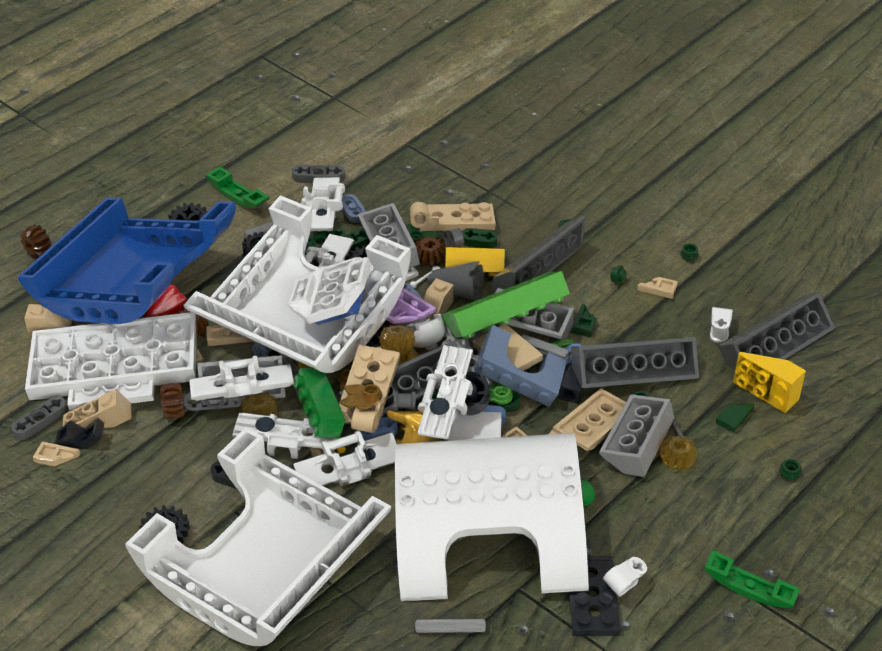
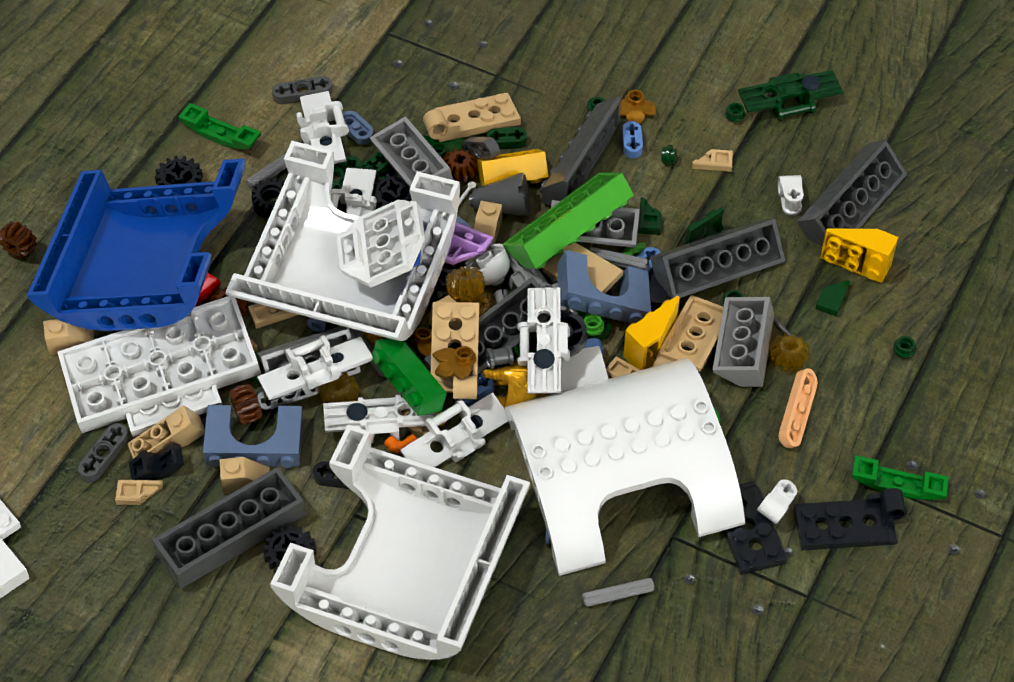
camera: 15 degrees left, 10 degrees up
(117, 497) = (228, 527): none -> dark grey brick
(148, 458) = (239, 472): none -> tan slope
(188, 444) = (280, 450): none -> sand blue arch
(289, 459) = (394, 446): none -> orange arm
(550, 408) = (647, 336): none -> yellow slope
(593, 258) = (635, 139): none -> medium blue beam
(601, 233) = (636, 107): none -> pearl gold plate
(639, 330) = (706, 227): none -> dark green piece
(671, 501) = (798, 408): none -> light nougat plate
(725, 603) = (880, 508): none -> black hinge
(754, 239) = (802, 86): none -> dark green piece

